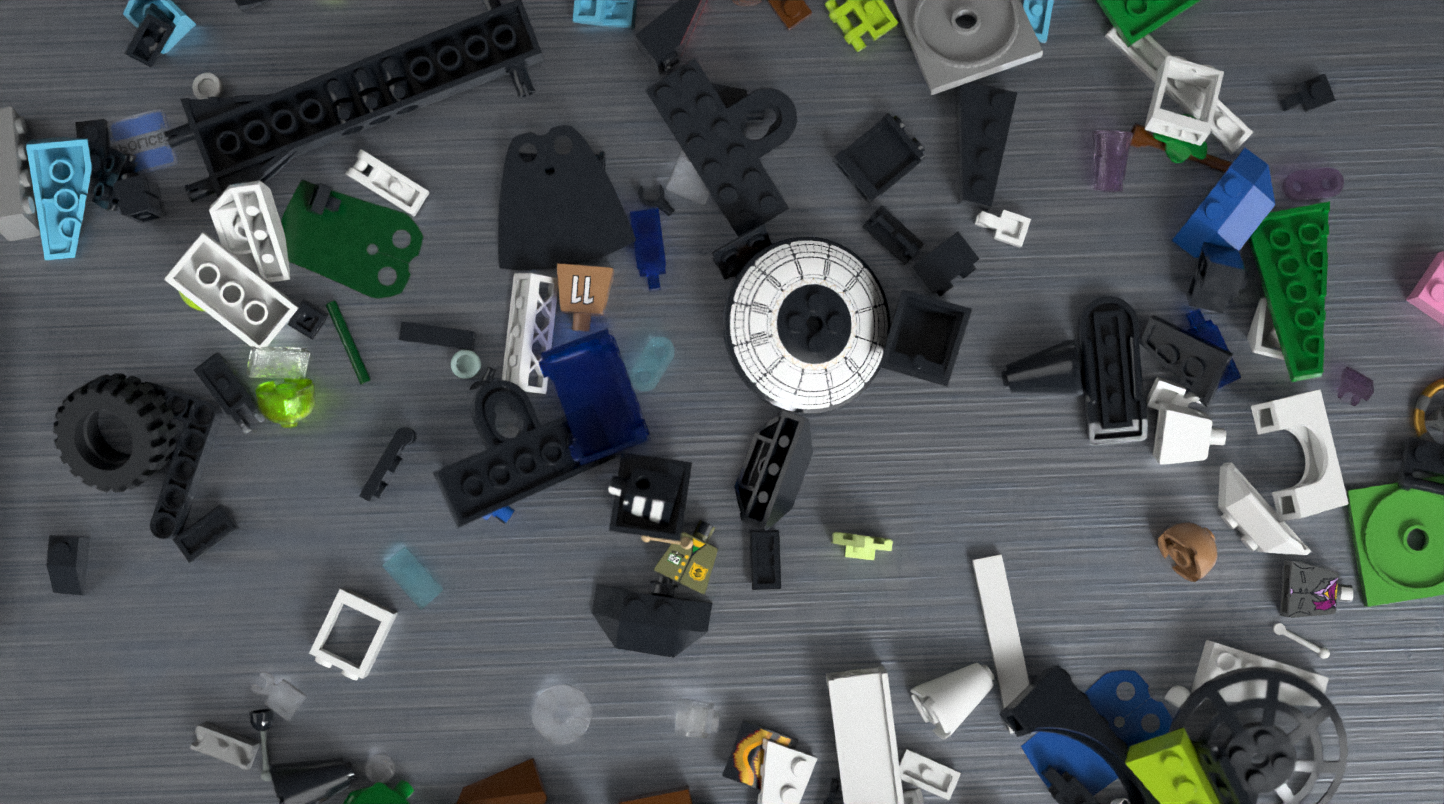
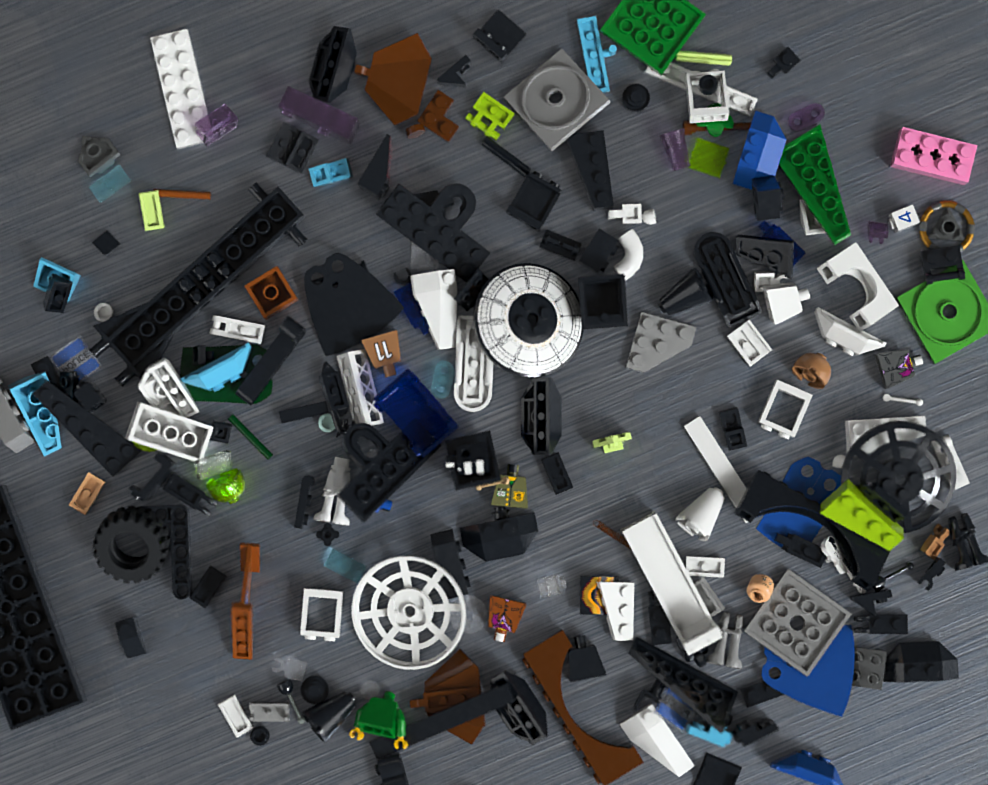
camera: 20 degrees left, 0 degrees up
(85, 335) = (87, 493): none -> light nougat plate
(121, 249) = (95, 436): none -> black wing
(175, 733) = (235, 716): none -> white tile
(199, 775) = (260, 735): none -> black plate
(210, 341) = (157, 480): none -> black panel
(233, 592) = (242, 612): none -> dark orange piece
(301, 739) = (314, 689): none -> black plate
(341, 232) = (220, 370): none -> medium azure wedge
(412, 527) = (327, 529): none -> black plate
(420, 244) = (290, 335): none -> black beam
(446, 450) = (336, 481): none -> white piece
(454, 148) = (271, 292): none -> dark orange brick
(466, 690) = (401, 620): none -> white dish
(489, 329) = (334, 396): none -> black plate
(562, 632) = (447, 556): none -> black wedge
(613, 736) = (504, 616): none -> dark orange torso
(686, 241) = (436, 298): none -> white wedge
(700, 365) = (472, 369): none -> white piece
(823, 686) = (610, 534): none -> dark orange piece
(862, 79) = (505, 156): none -> black axle
(980, 425) = (657, 341): none -> light grey plate
(992, 287) = (633, 254): none -> white cylinder
(1035, 242) = (649, 217): none -> white hinge
(1041, 590) = (732, 429): none -> black slope
(1079, 65) = (635, 97): none -> black plate
(1111, 476) = (749, 343): none -> white plate
(1148, 569) = (790, 390): none -> white window
(1151, 190) = (708, 158): none -> clear neon green piece
(1193, 82) = (708, 84): none -> black tile
(1198, 45) = (702, 57): none -> yellowish green axle
(1331, 753) = (961, 477): none -> white plate
(1400, 381) = (903, 218): none -> white brick

